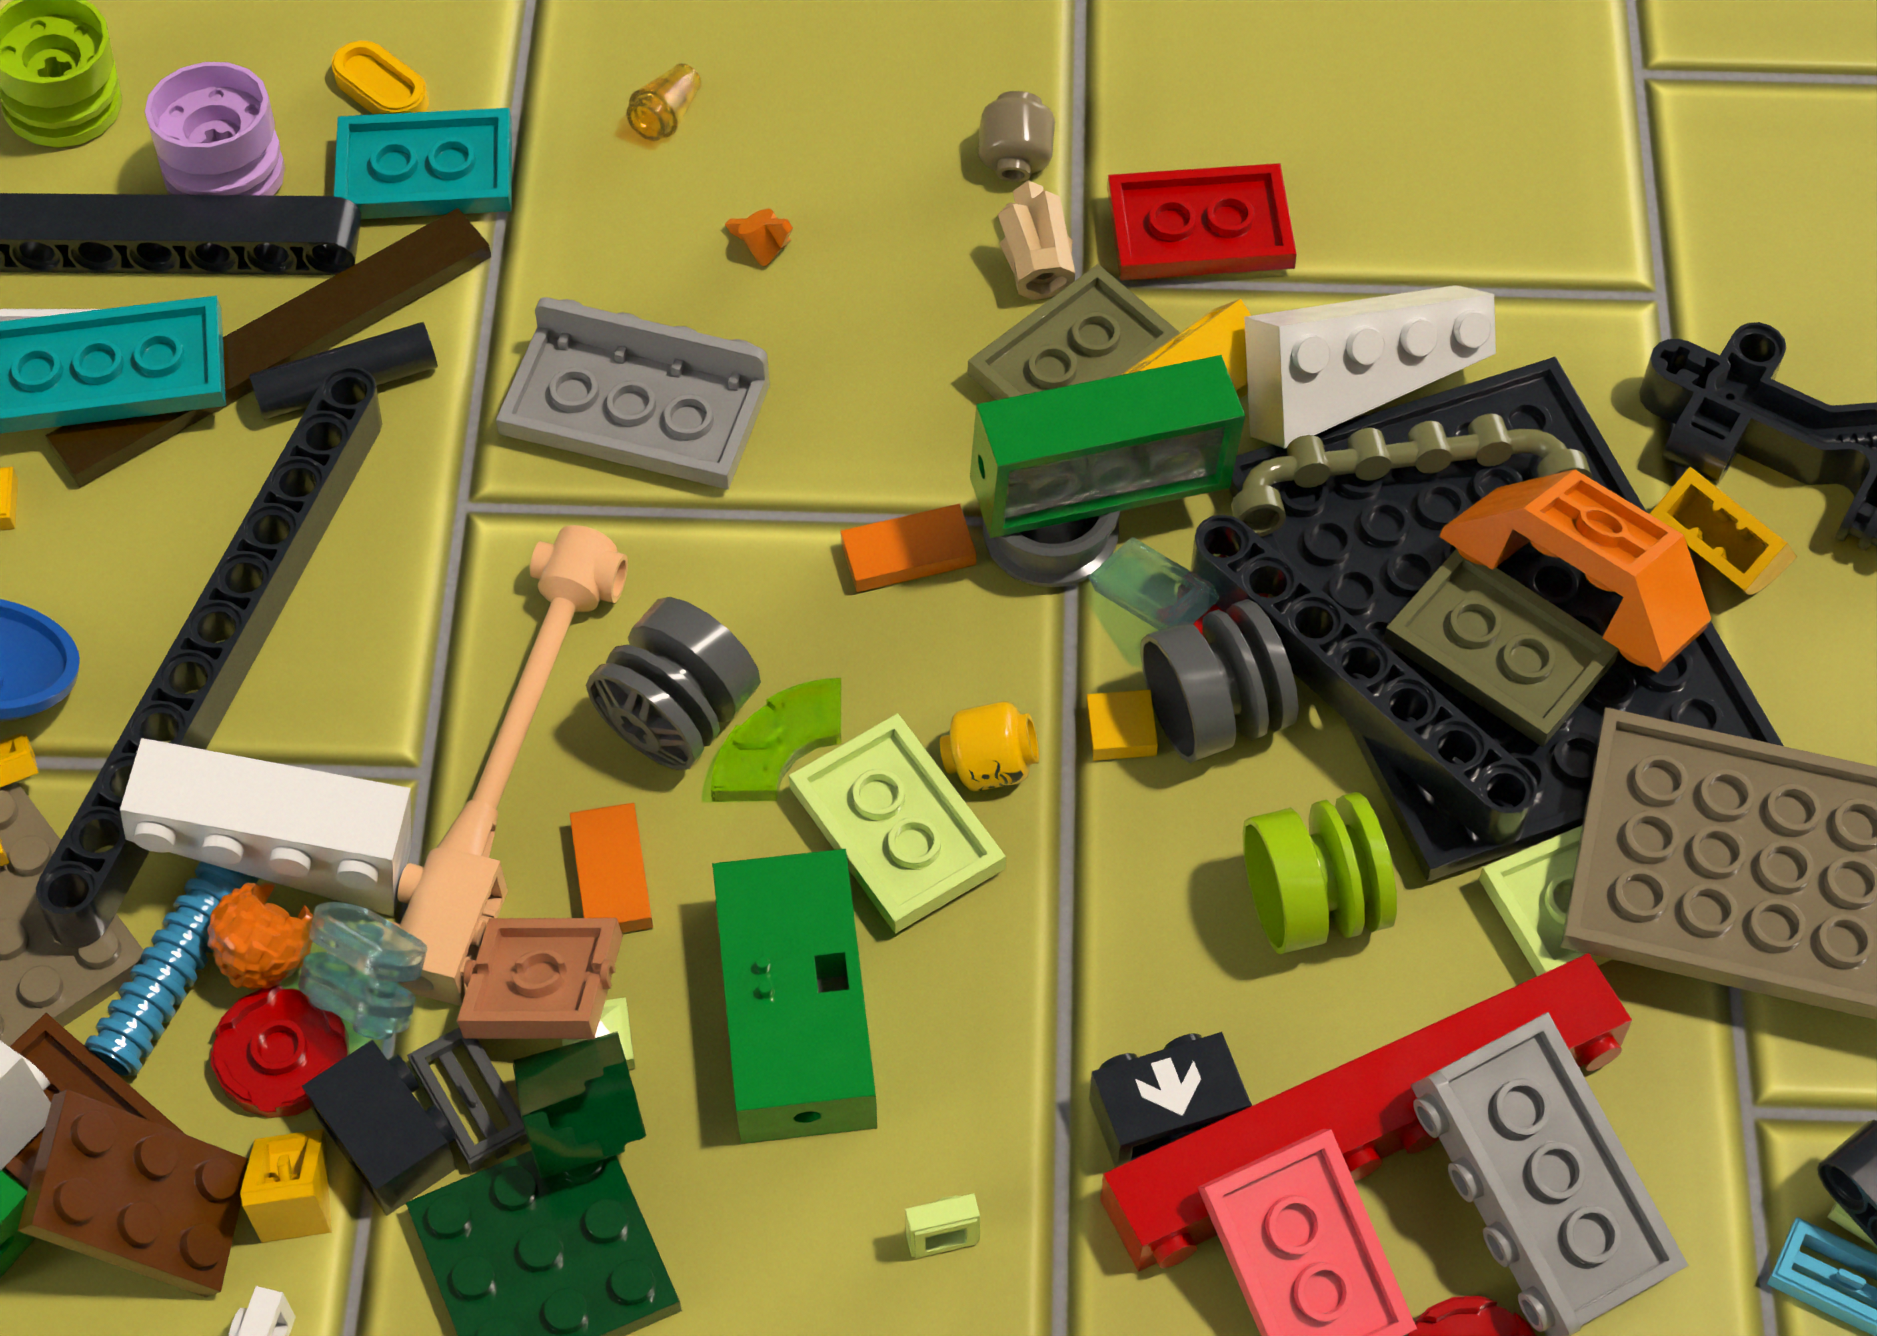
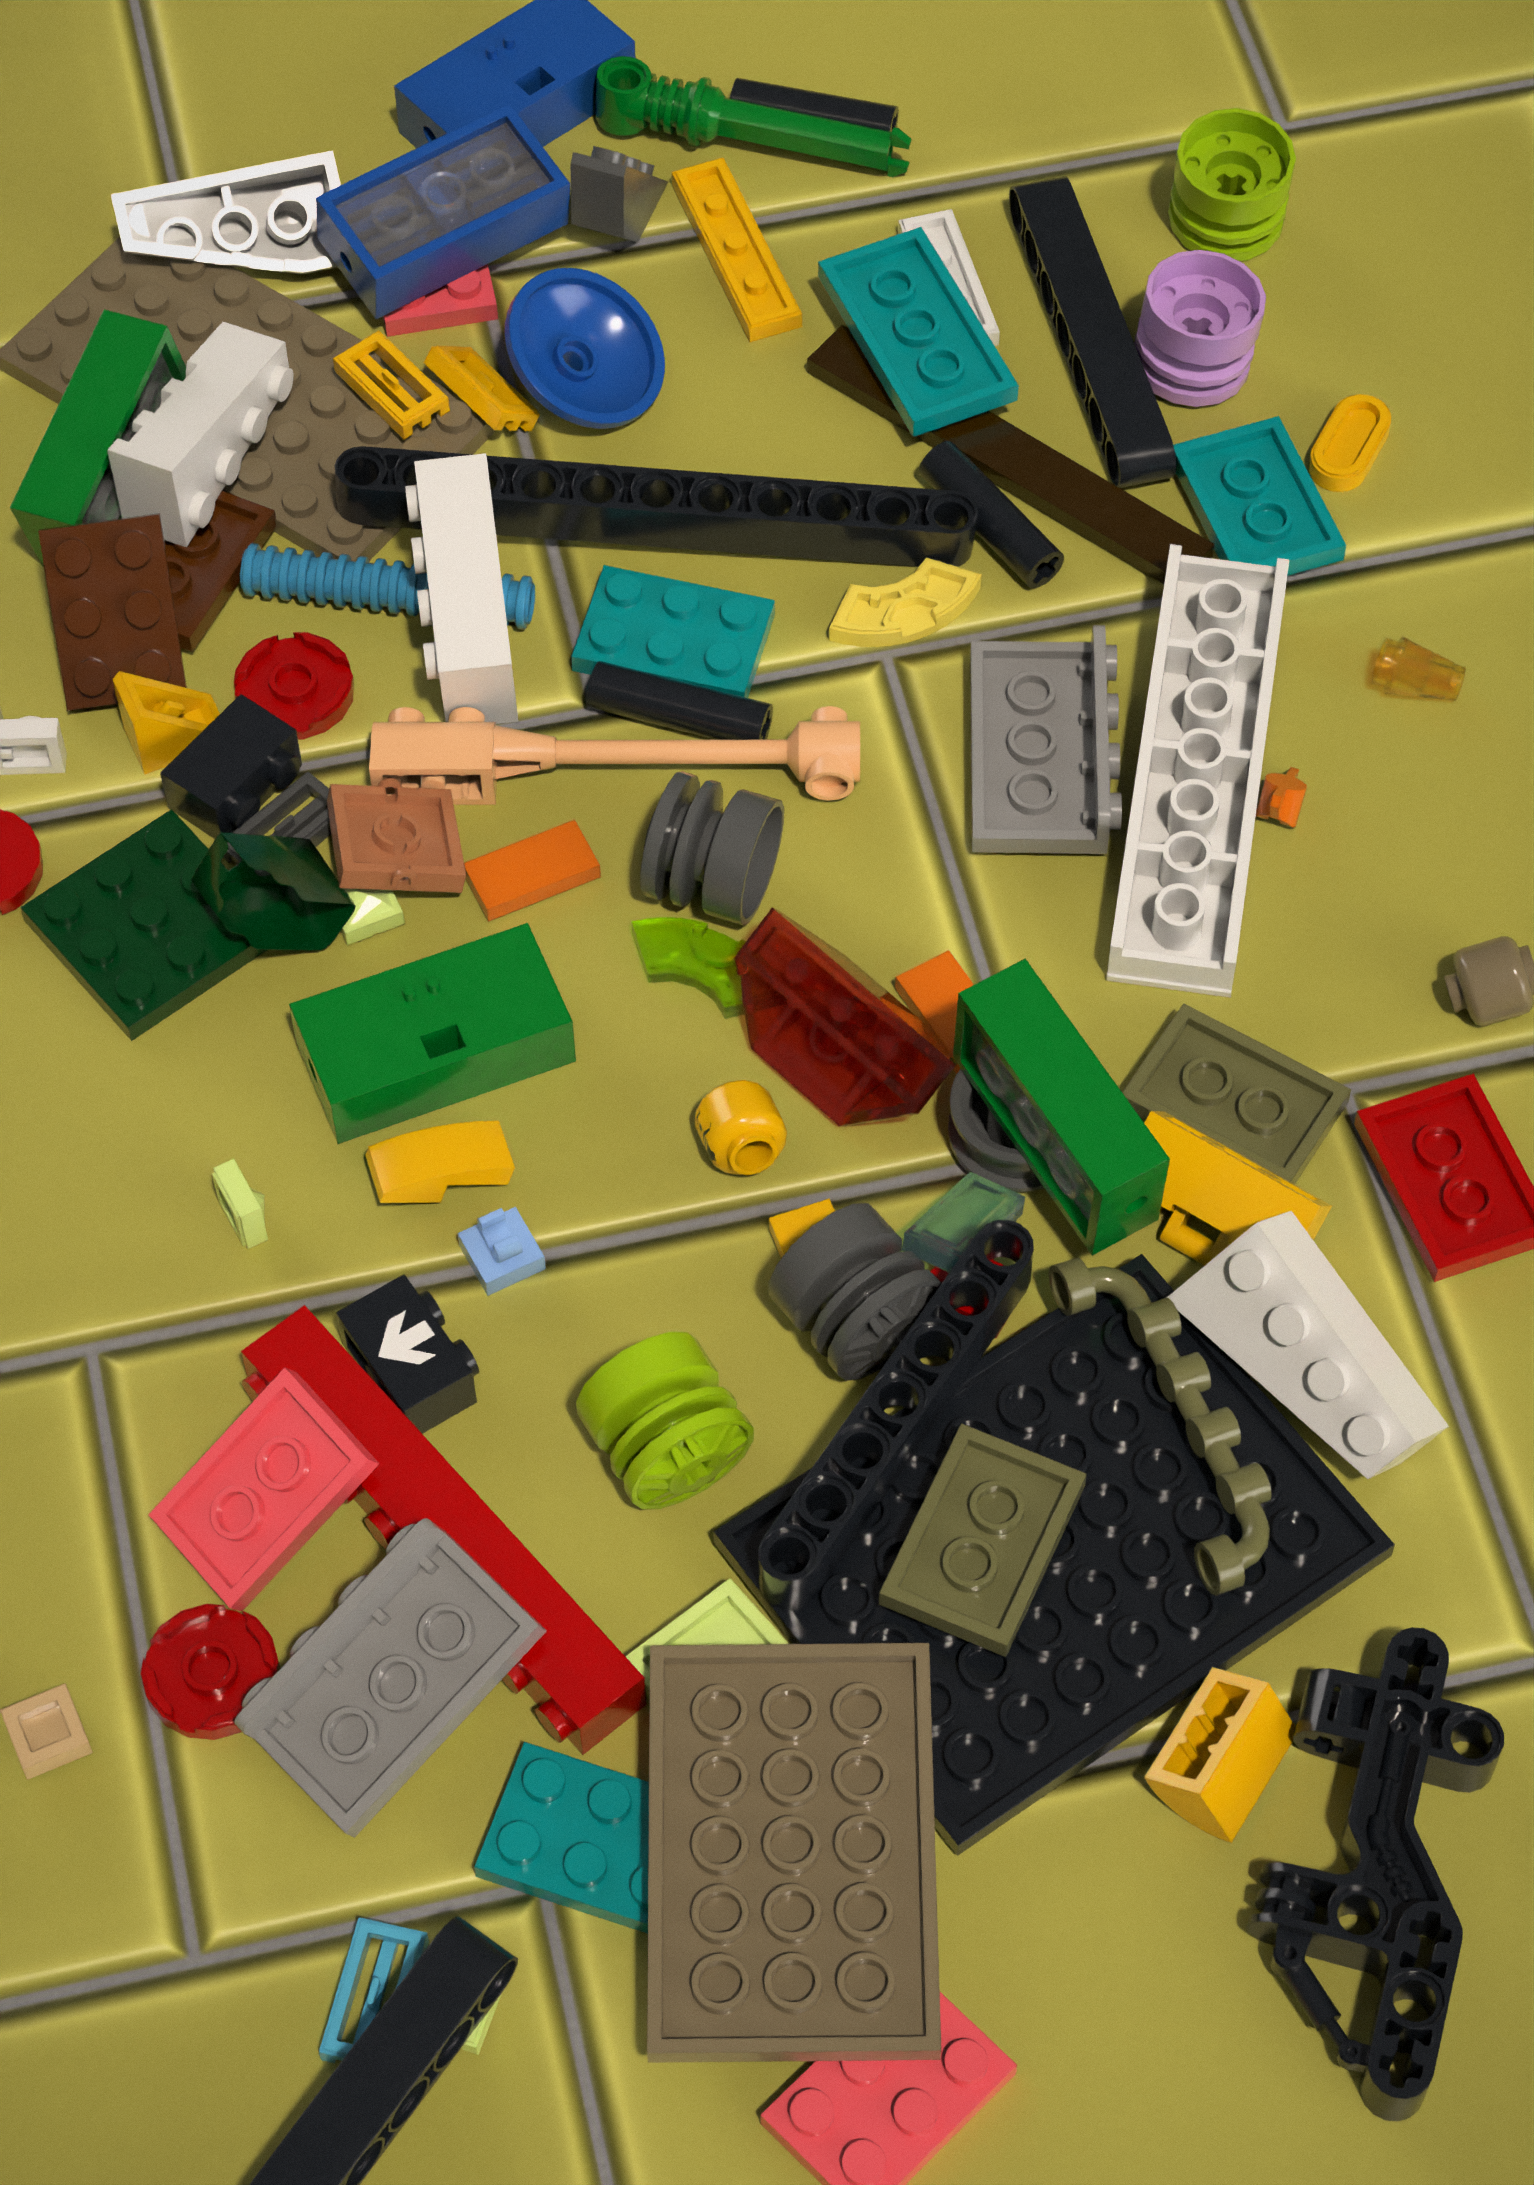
camera: 75 degrees right, 0 degrees up
(256, 939) = (372, 623): orange piece -> none
(362, 969) = (355, 698): clear light blue brick -> none
(367, 678) = (674, 630): none -> teal plate
(420, 474) = (904, 609): none -> light yellow tile
(463, 688) = (677, 704): none -> black piece
(720, 288) = (1198, 775): none -> white tile
(900, 822) = (640, 1074): yellowish green plate -> none
(918, 633) = (835, 1027): none -> clear red wedge
(946, 1024) = (426, 1161): none -> yellow slope
(1037, 242) = (1352, 1030): tan rock -> none
(1057, 996) = (501, 1250): none -> light blue tile
(1606, 540) = (1094, 1597): orange slope -> none
(1713, 1063) = (572, 1837): none -> teal plate

